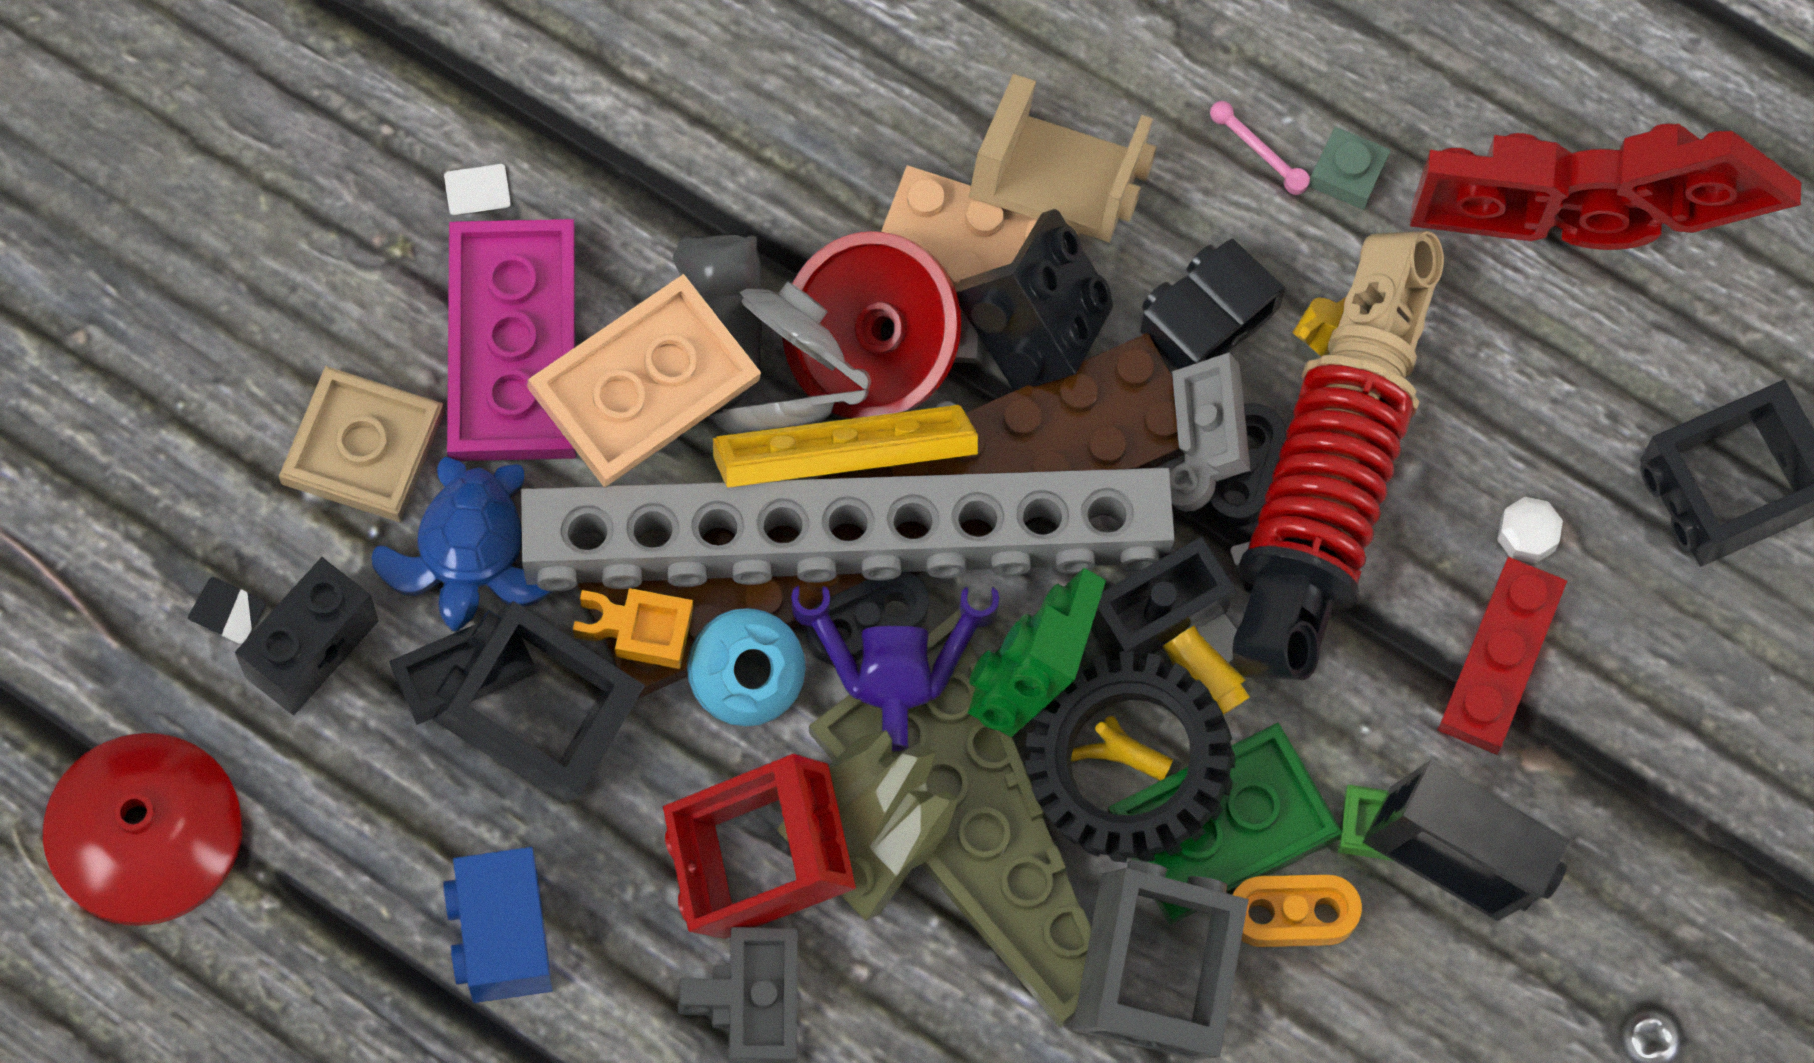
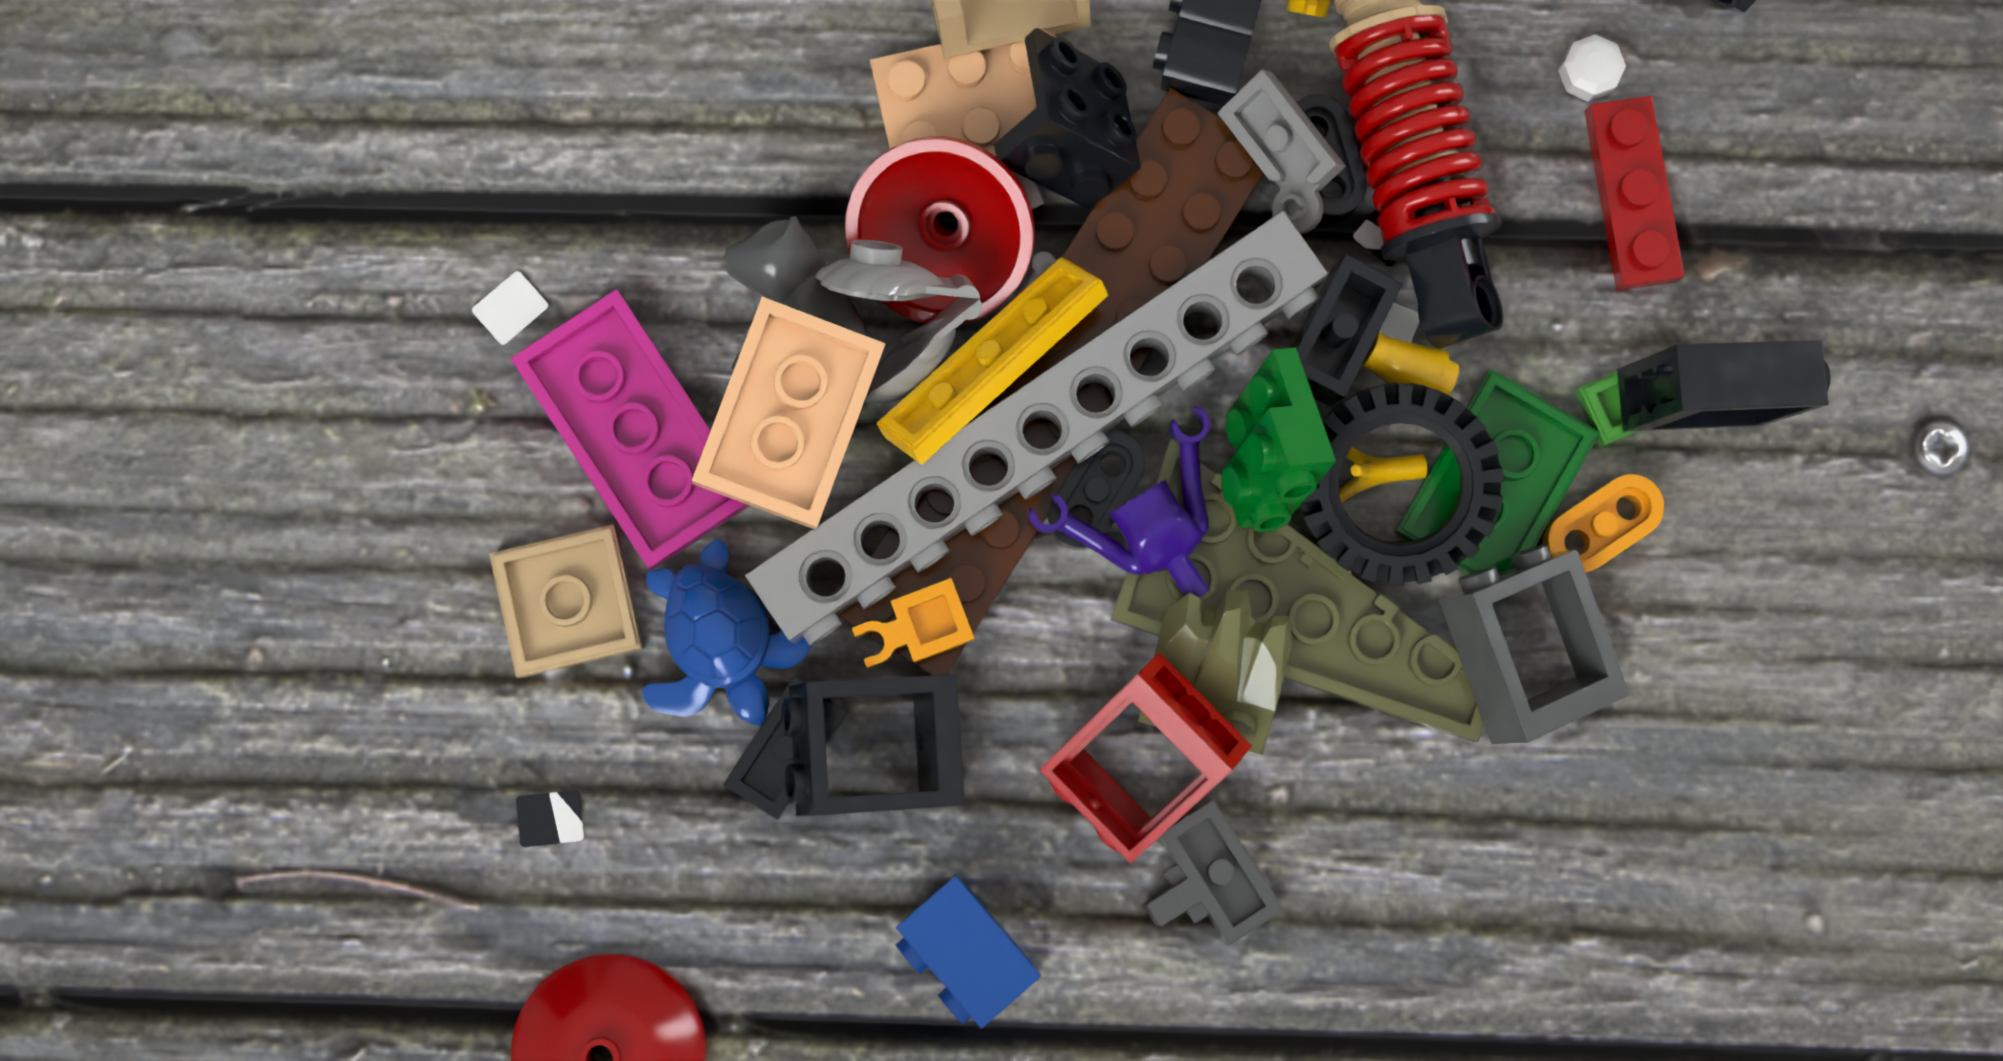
camera: 30 degrees left, 15 degrees up
(307, 636) = (638, 807): black brick -> none
(713, 661) = (998, 594): medium azure piece -> none

